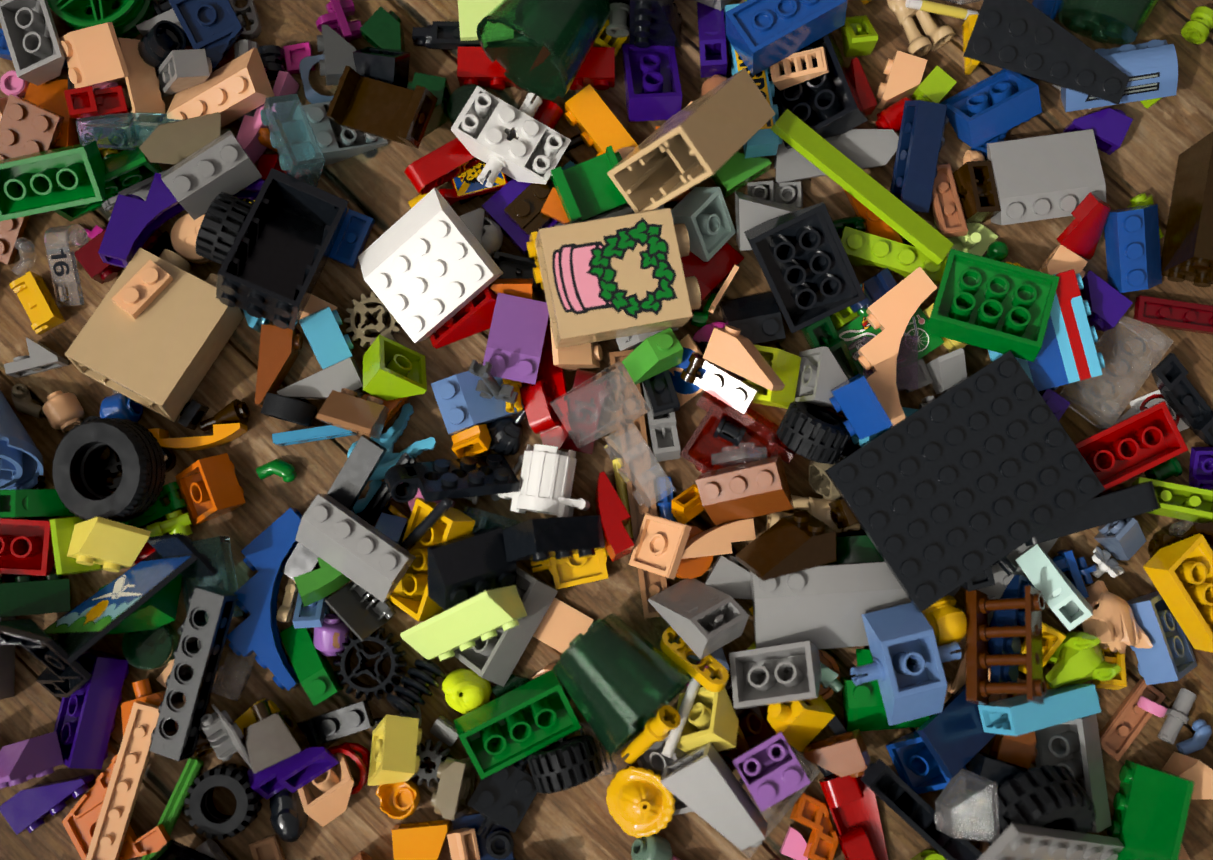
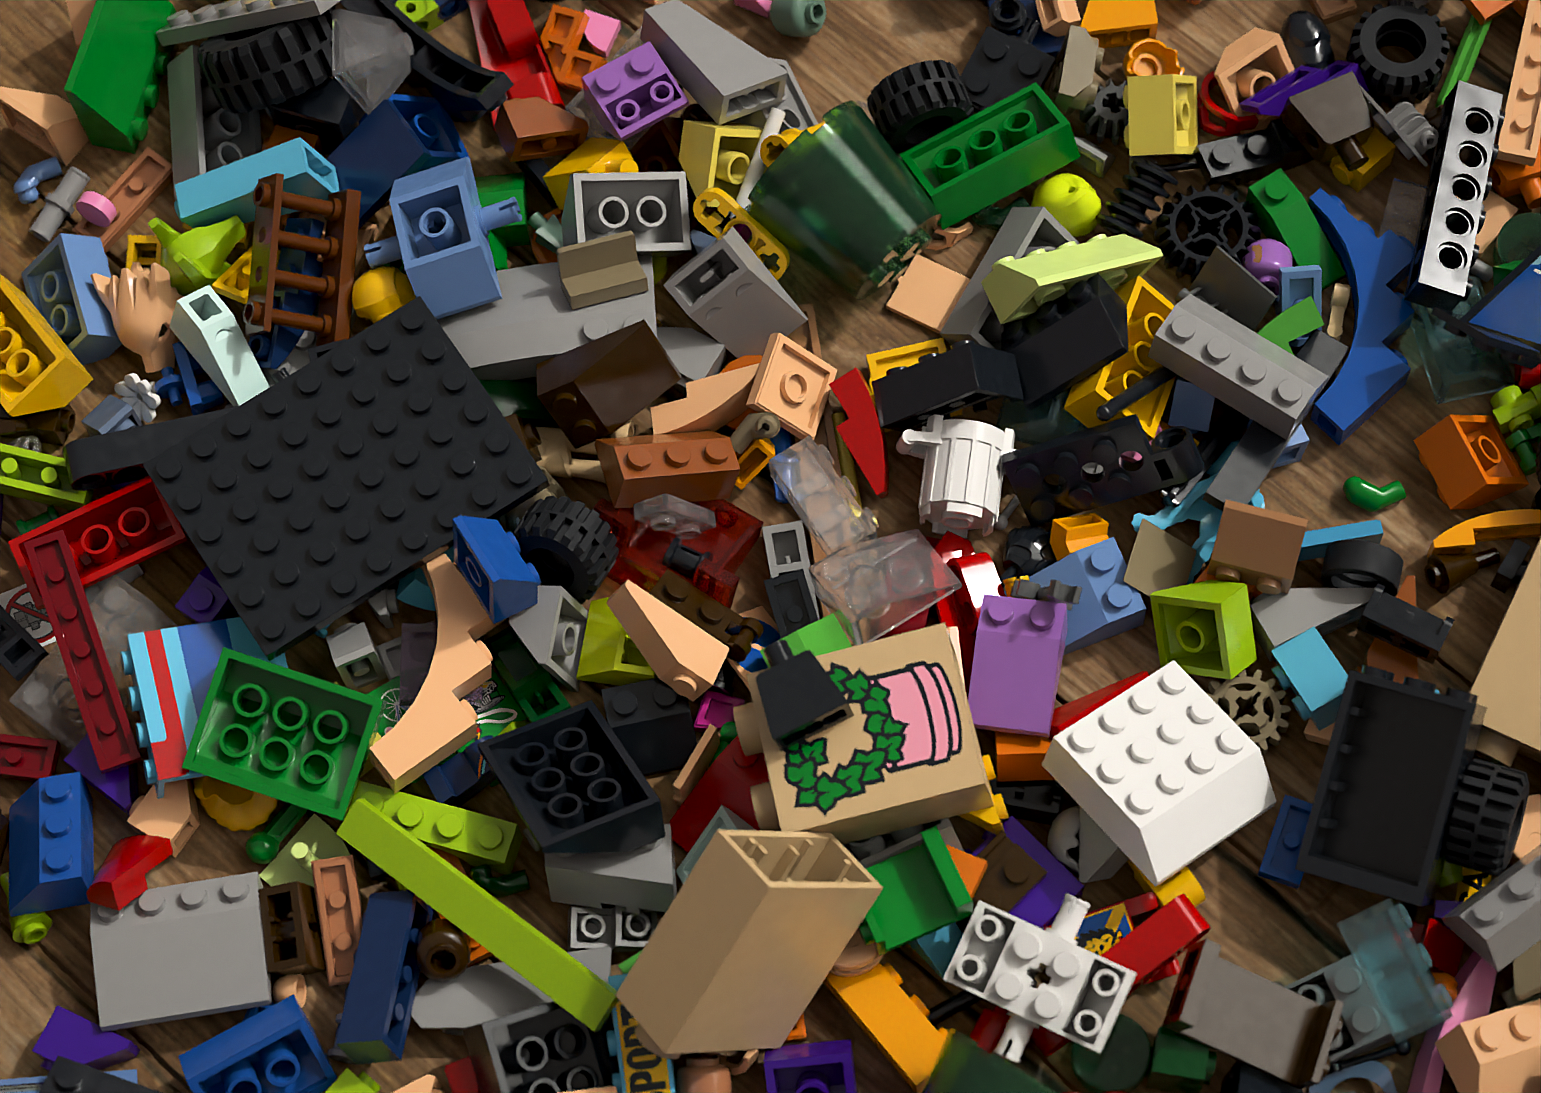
camera: 175 degrees left, 15 degrees down
(262, 366) = (1404, 625): none -> black hinge
(420, 416) = (1158, 560): none -> dark tan sticker
(639, 802) = (817, 68): yellow piece -> none
(658, 291) = (798, 696): none -> black torso
(685, 514) = (754, 426): none -> dark tan arm
(792, 628) = (600, 270): none -> dark tan panel
(883, 169) = (442, 950): none -> dark brown head
(891, 116) = (419, 1057): red brick -> none
(1132, 367) = (82, 652): none -> dark red plate

